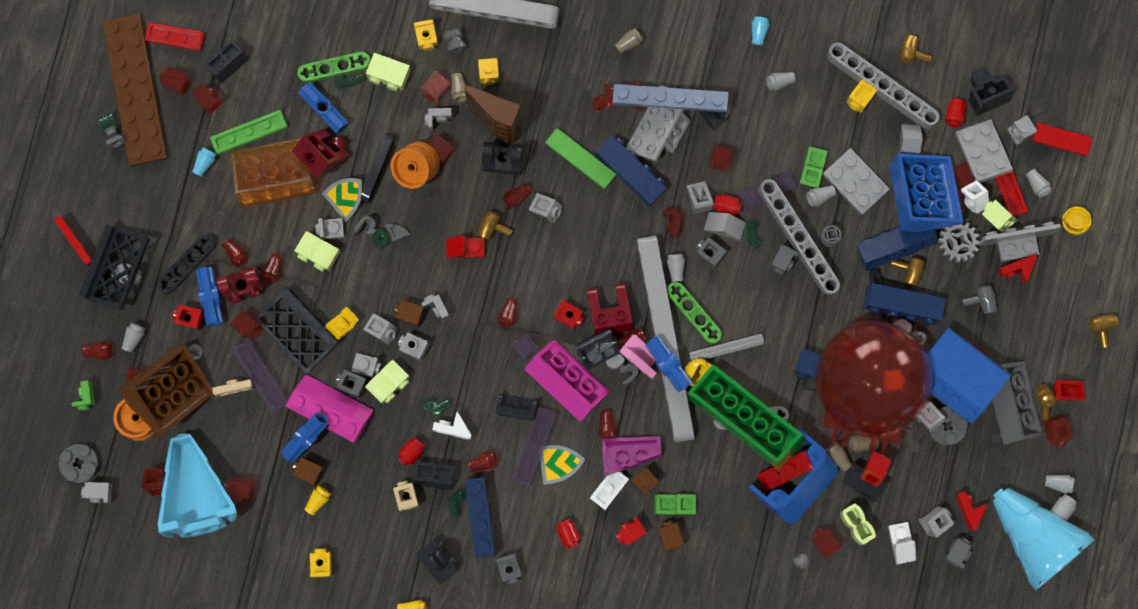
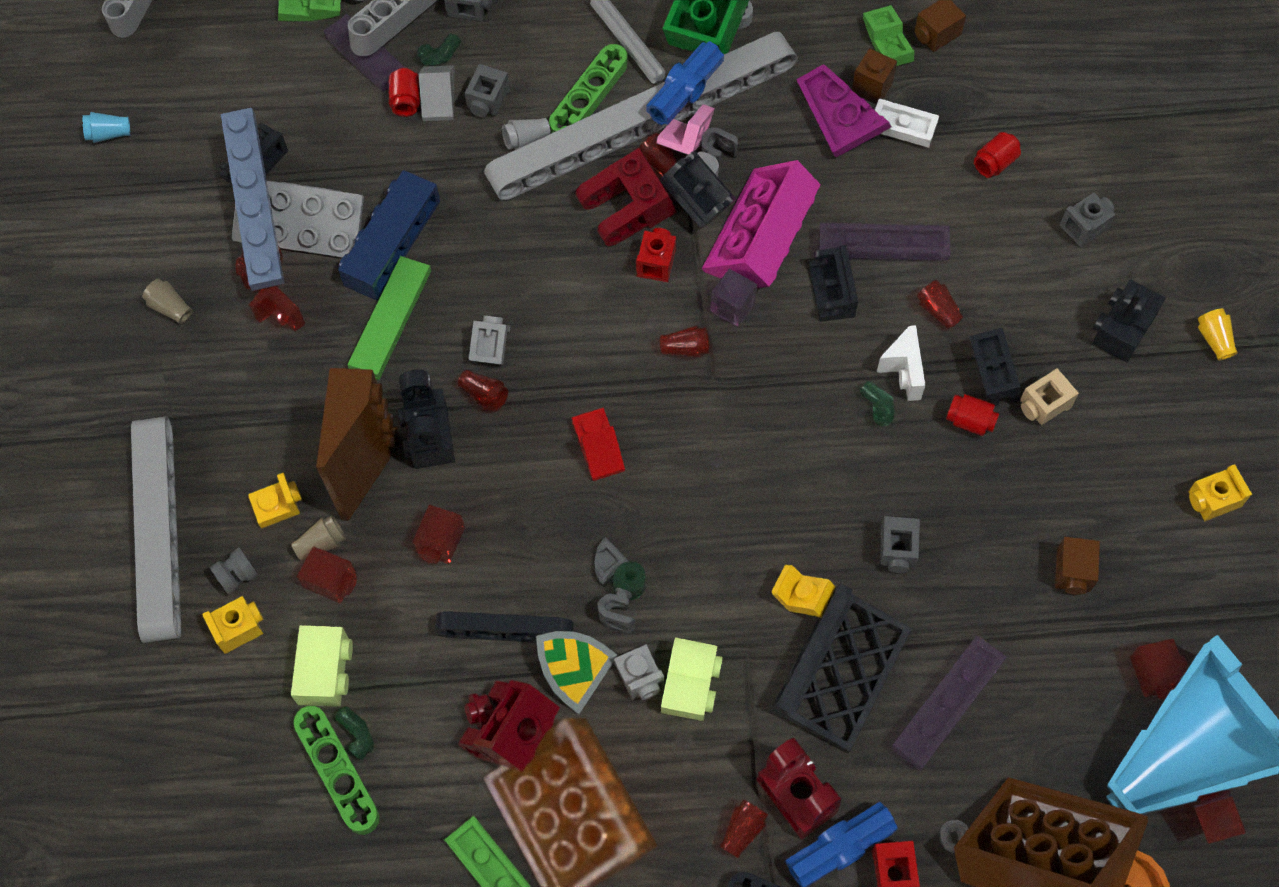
camera: 105 degrees left, 15 degrees down
(232, 387) = (989, 743): tan plate -> none
(246, 325) = (869, 758): clear red brick -> none
(271, 270) = (747, 749): clear red cone -> none
(305, 437) = (1027, 578): blue piece -> none
(315, 100) = (407, 778): blue piece -> none
(317, 500) = (1116, 535): yellow cone -> none
(343, 413) = (957, 565): dark pink slope -> none
(366, 365) = (858, 532): light grey bracket -> none
(380, 329) = (786, 529): light grey bracket -> none
(388, 382) = (871, 486): yellowish green brick -> none
(409, 313) = (743, 490): reddish brown brick -> none
(415, 165) = (481, 553): orange wheel -> none
(416, 352) = (796, 453): light grey brick -> none
(439, 309) = (715, 446): light grey bracket -> none
(440, 114) = (380, 560): light grey bracket -> none
(455, 501) = (1019, 328): clear green arm -> none
(480, 518) = (1031, 279): dark blue brick -> none
(491, 223) = (546, 414): pearl gold piece -> none
(559, 463) = (894, 203): sticker -> none
(607, 426) = (812, 151): clear red cone -> none
(630, 532) = (956, 74): red brick -> none
(673, 226) = (455, 150): clear red bracket -> none
(696, 369) = (671, 54): yellow hair -> none
(700, 197) = (404, 129): light grey slope -> none
(720, 159) = (332, 117): clear red brick -> none
(779, 80) = (184, 81): light grey cone -> none

